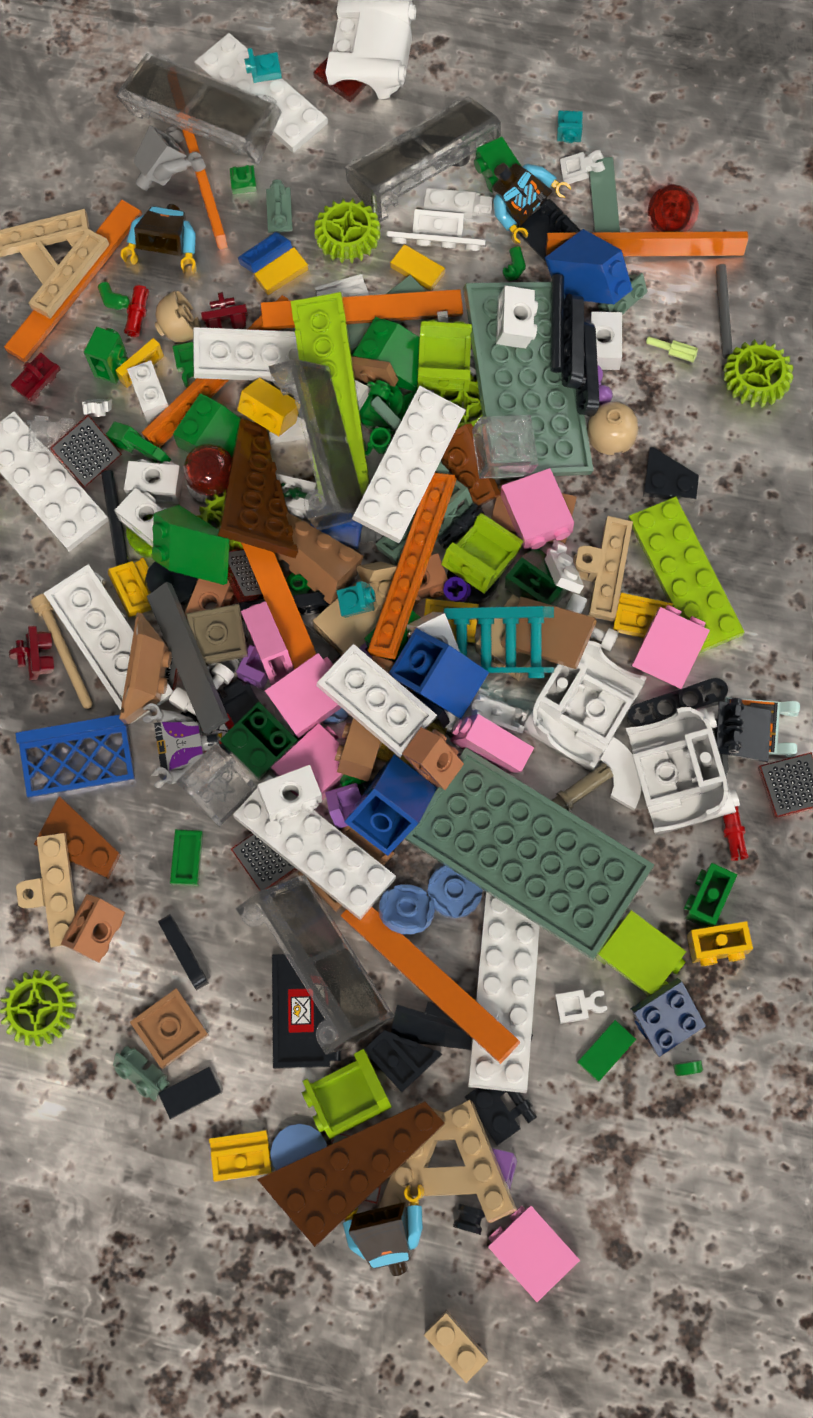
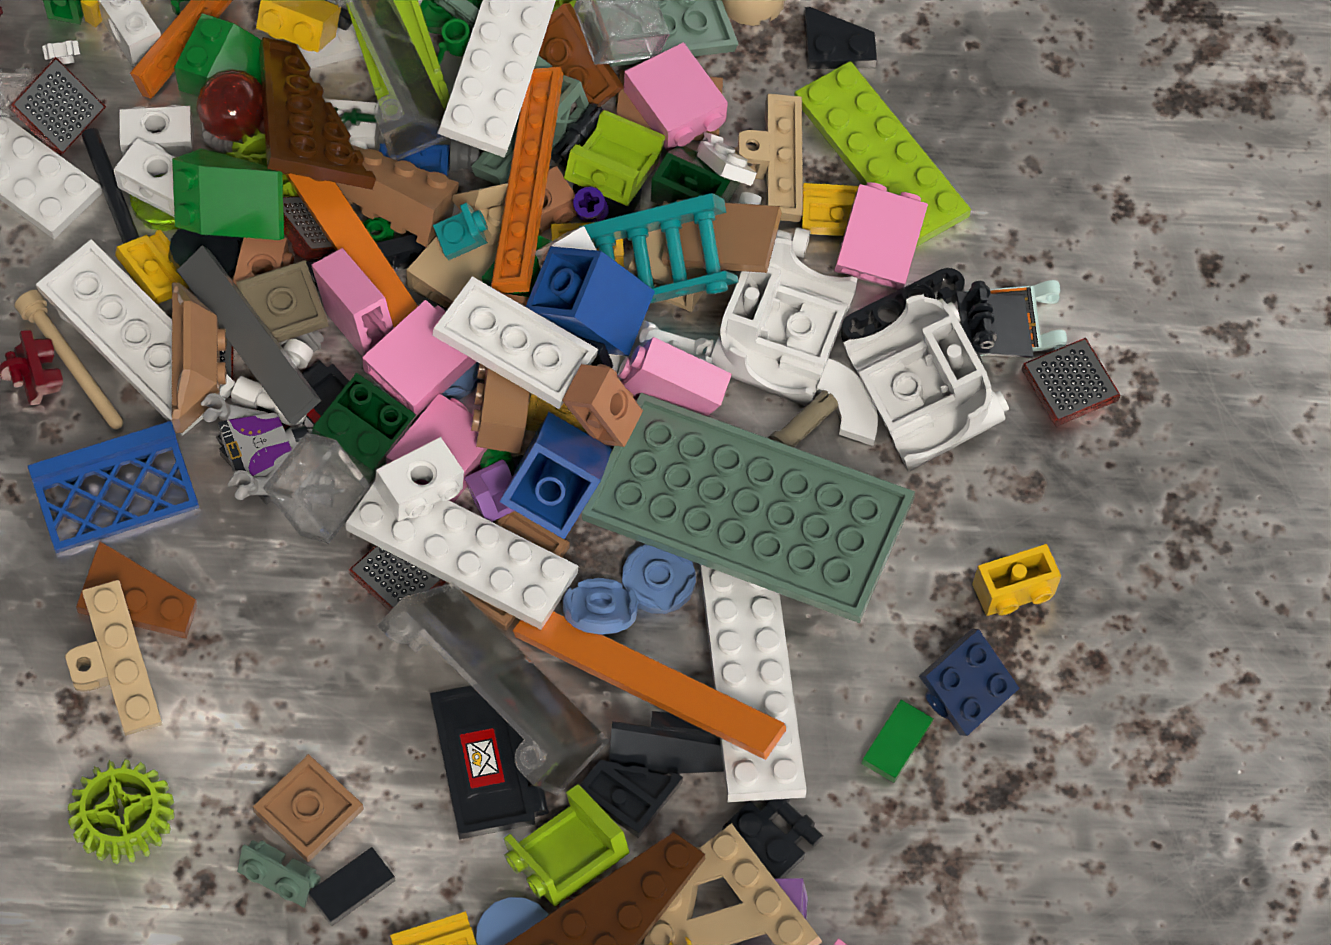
camera: 20 degrees left, 10 degrees down
(80, 933) = (180, 695): nougat brick -> none
(129, 439) = (112, 84): green piece -> none
(183, 952) = (309, 709): black beam -> none
(186, 857) = (289, 593): green tile -> none
(252, 670) = (335, 348): medium lavender panel -> none
(575, 1007) = (846, 692): white plate -> none
(642, 954) = (919, 610): lime panel -> none
(688, 1067) = (1007, 741): green tile -> none
(711, 895) = (995, 523): green brick -> none
(735, 834) = (1008, 450): red pin -> none

